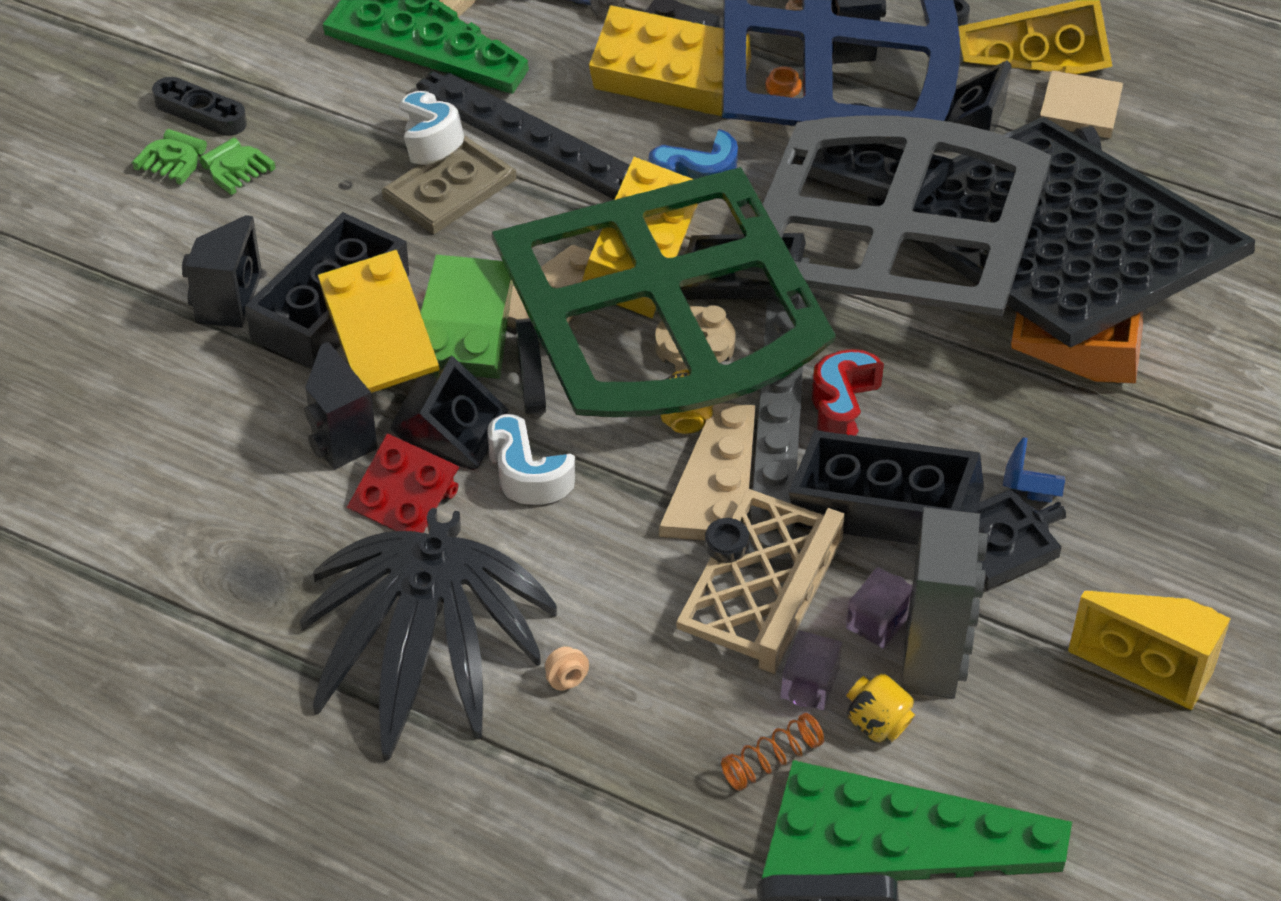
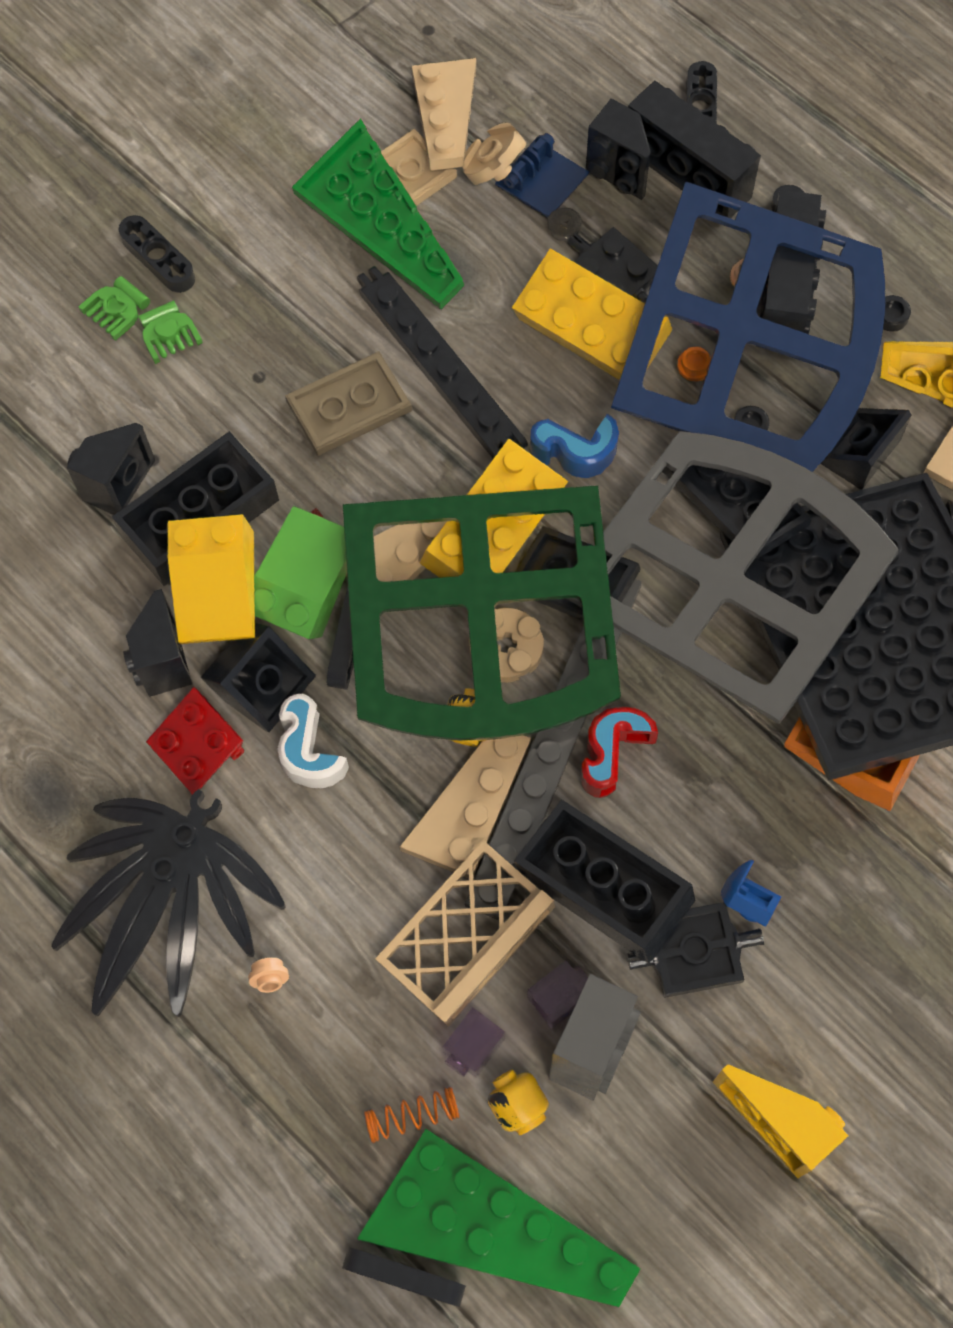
camera: 20 degrees right, 20 degrees up
(432, 129) = (354, 344): white animal -> none
(727, 540) = (444, 892): black tile -> none

